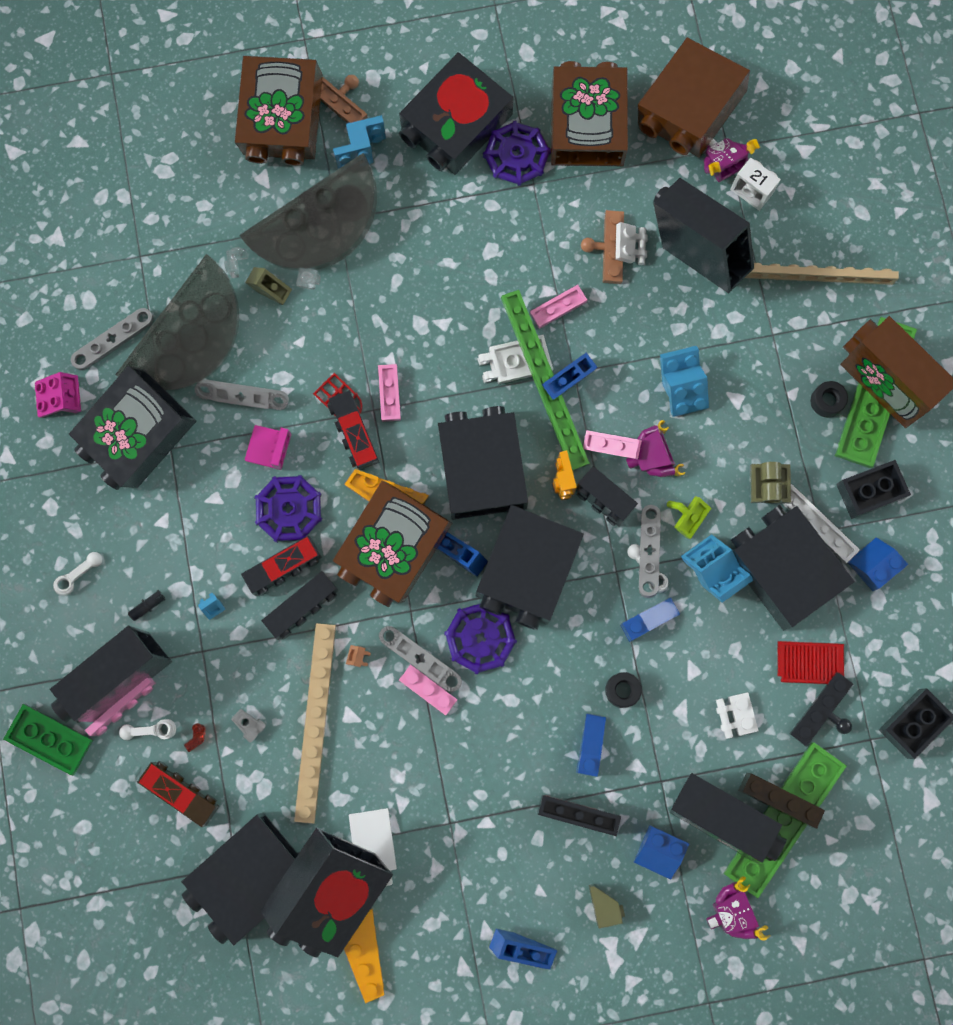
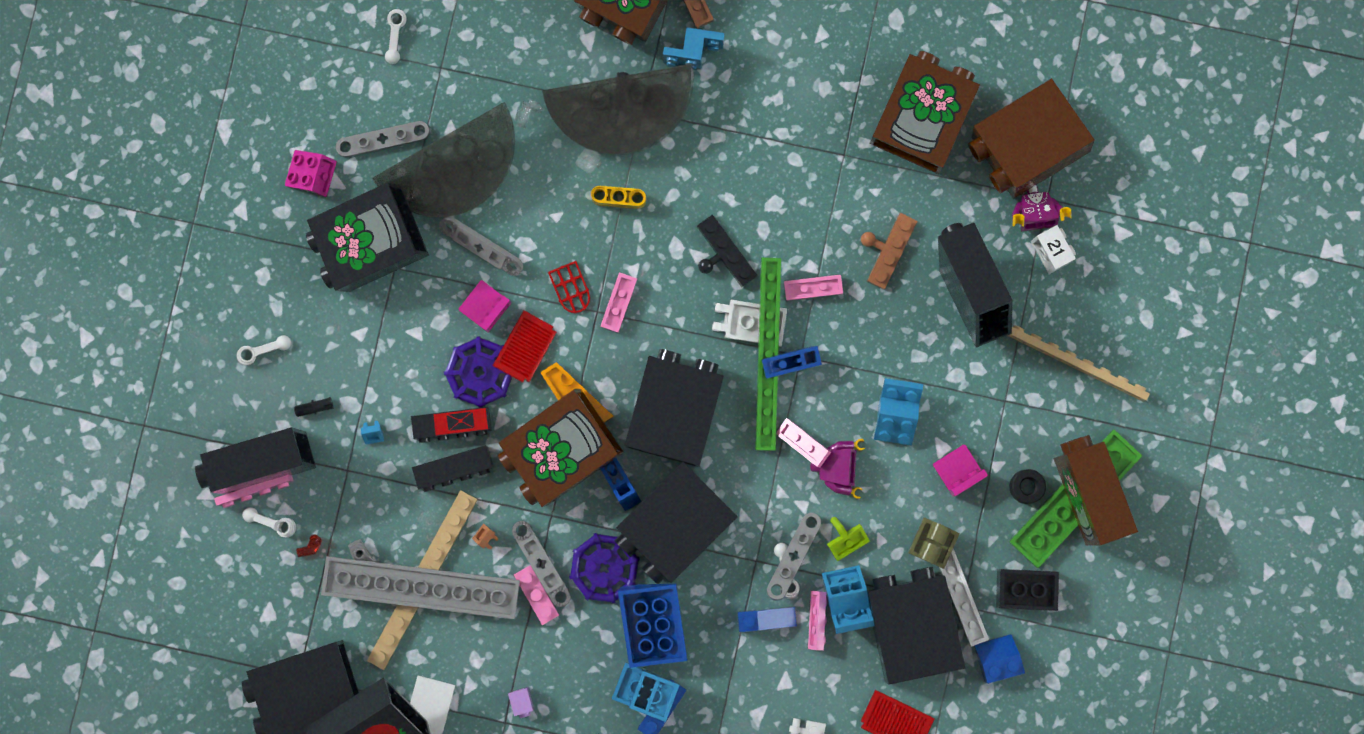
camera: 25 degrees right, 5 degrees up
(48, 739) = (177, 491): green plate -> none
(90, 263) = (392, 55): none -> white piece
(178, 793) = (274, 591): dark brown brick -> none
(268, 285) = (549, 150): olive slope -> none
(315, 729) = (420, 587): none -> light grey plate
(320, 468) = (525, 347): none -> red window
(340, 297) = (628, 194): none -> yellow beam
(353, 430) = (570, 325): black brick -> none
(455, 114) = (796, 58): black brick -> none
(457, 796) = (521, 702): none -> lavender brick
(465, 308) = (725, 251): none -> black plate
(520, 162) = (852, 117): dark purple plate -> none
(549, 668) = (652, 624): none -> blue slope
(564, 482) = (743, 458): light orange plate -> none
(570, 734) = (645, 692): none -> dark azure bracket
(605, 497) = (774, 489): black brick -> none
(625, 243) = (904, 254): white plate -> none
(632, 681) = (712, 685): black tyre -> none
(697, 600) = (817, 620): none -> bright pink plate
(762, 411) = (959, 470): none -> dark pink bracket

